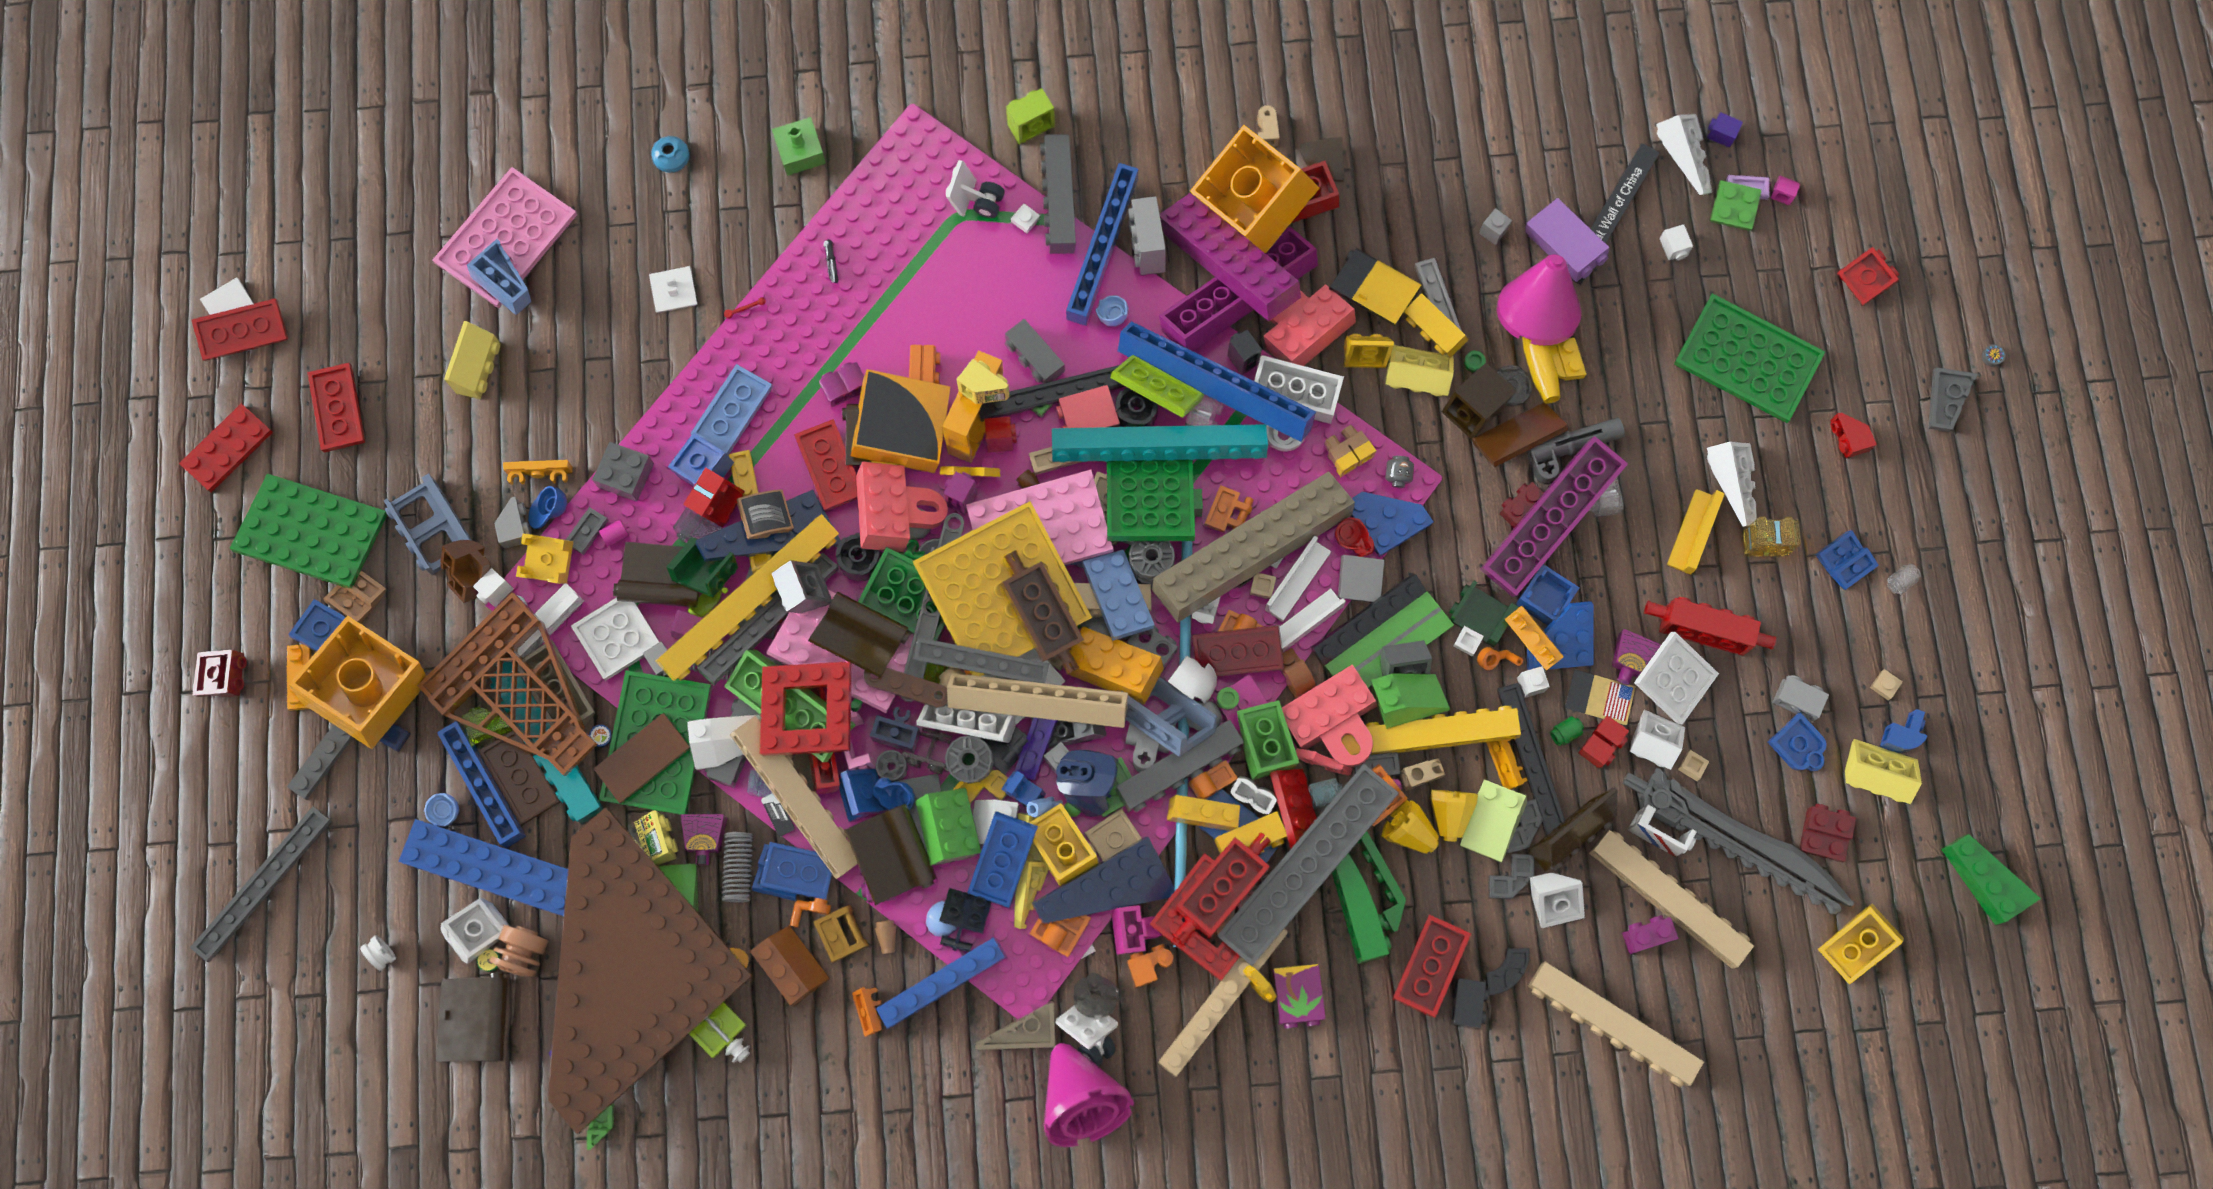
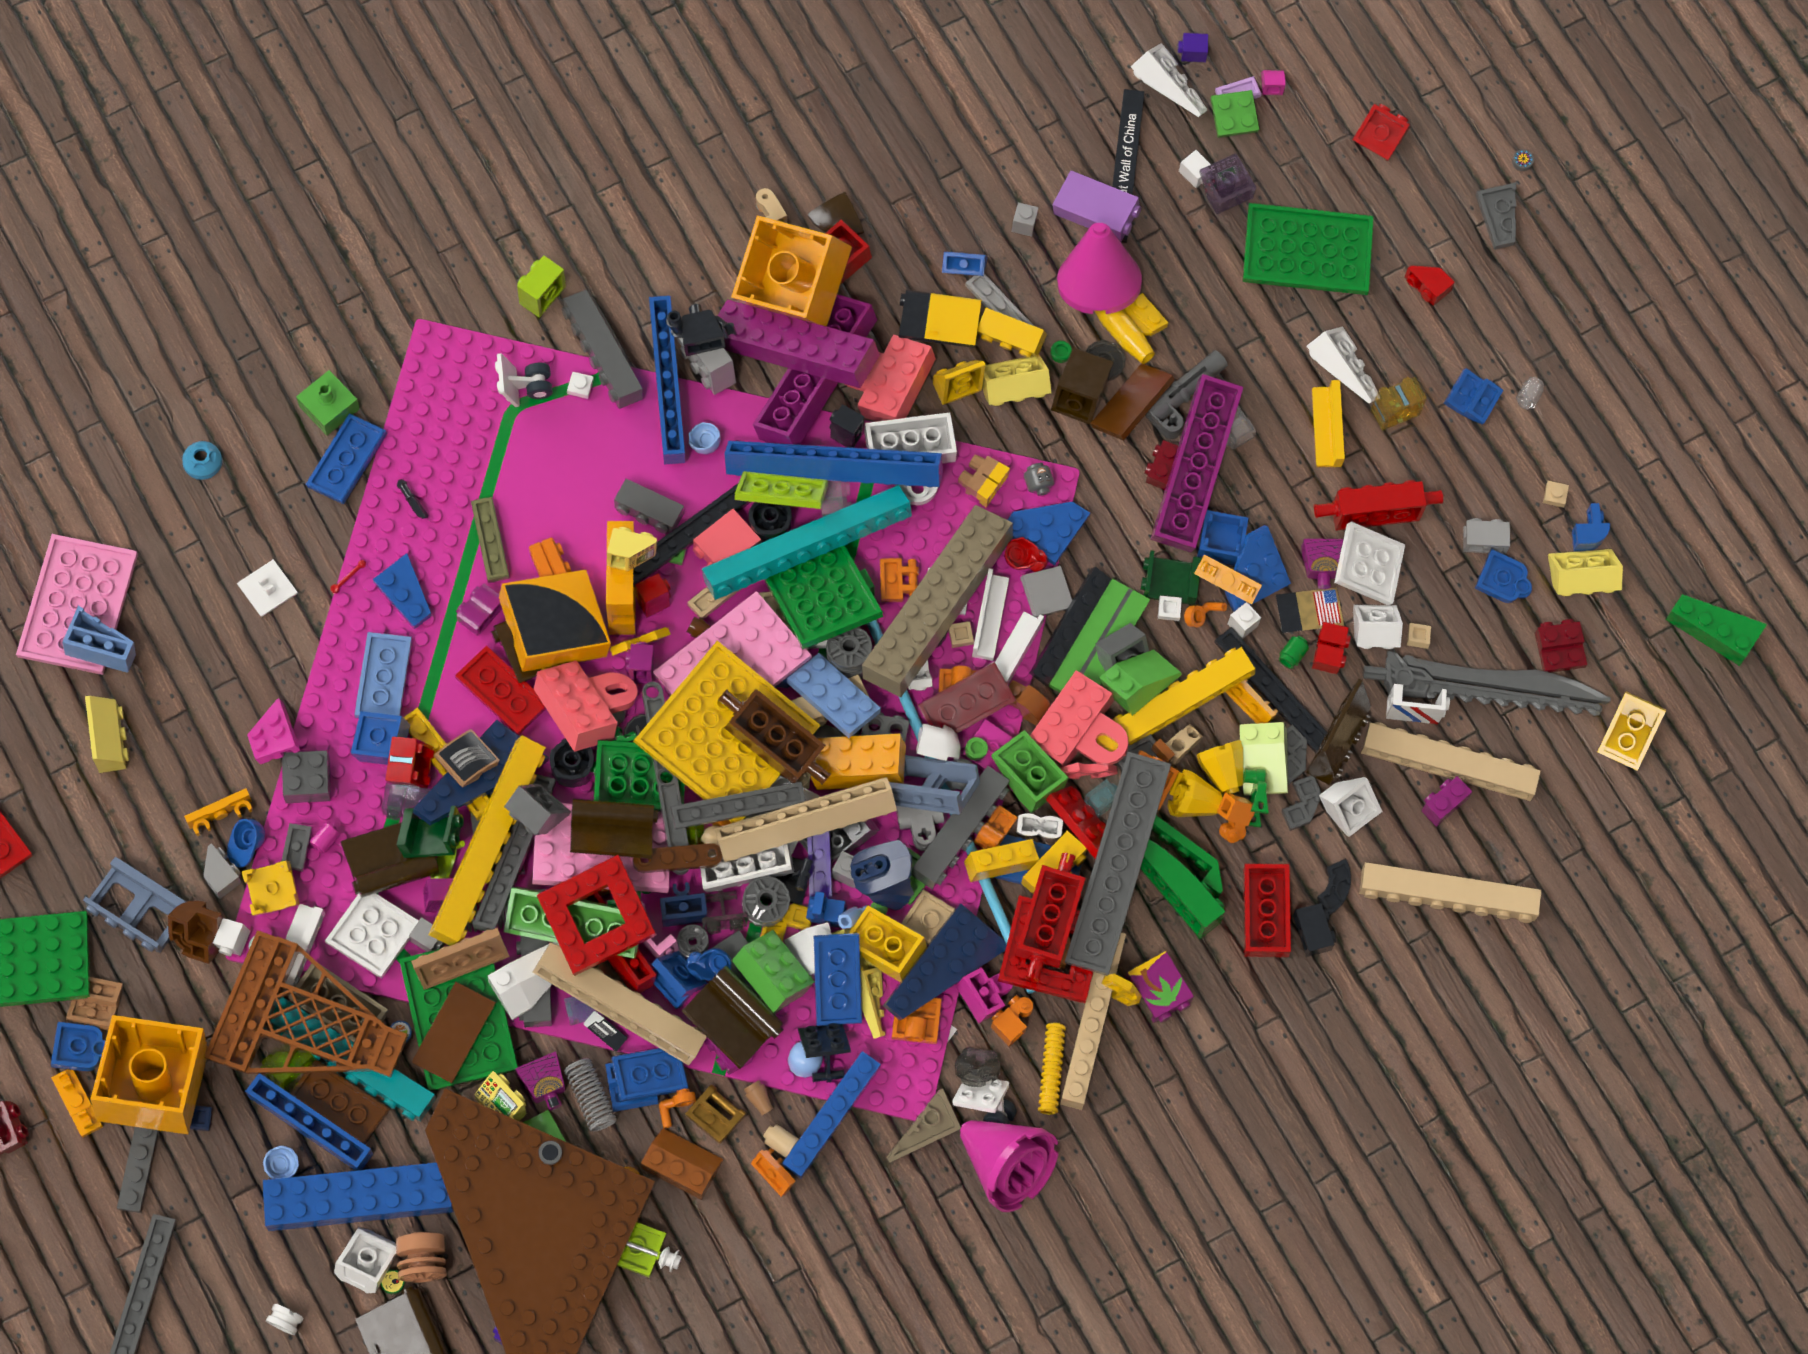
camera: 30 degrees left, 5 degrees down
(612, 421) = (273, 734): none -> dark pink wing
(668, 909) = (550, 1152): none -> tile
(673, 694) = (460, 958): none -> medium nougat plate
(786, 338) = (404, 591): none -> blue wing
(792, 202) = (346, 458): none -> blue tile
(882, 325) = (490, 539): none -> olive tile
(886, 984) = (780, 1140): none -> tan brick
(1147, 209) = (699, 330): none -> black torso
(1164, 1027) = (1051, 1068): none -> yellow piece
(1400, 774) = (1163, 751): none -> dark orange tile
(1421, 245) = (964, 263): none -> blue slope
(1444, 863) = (1237, 812): none -> orange brick
(1469, 856) = (1258, 793): none -> green piece
(1699, 267) = (1227, 183): none -> clear purple slope

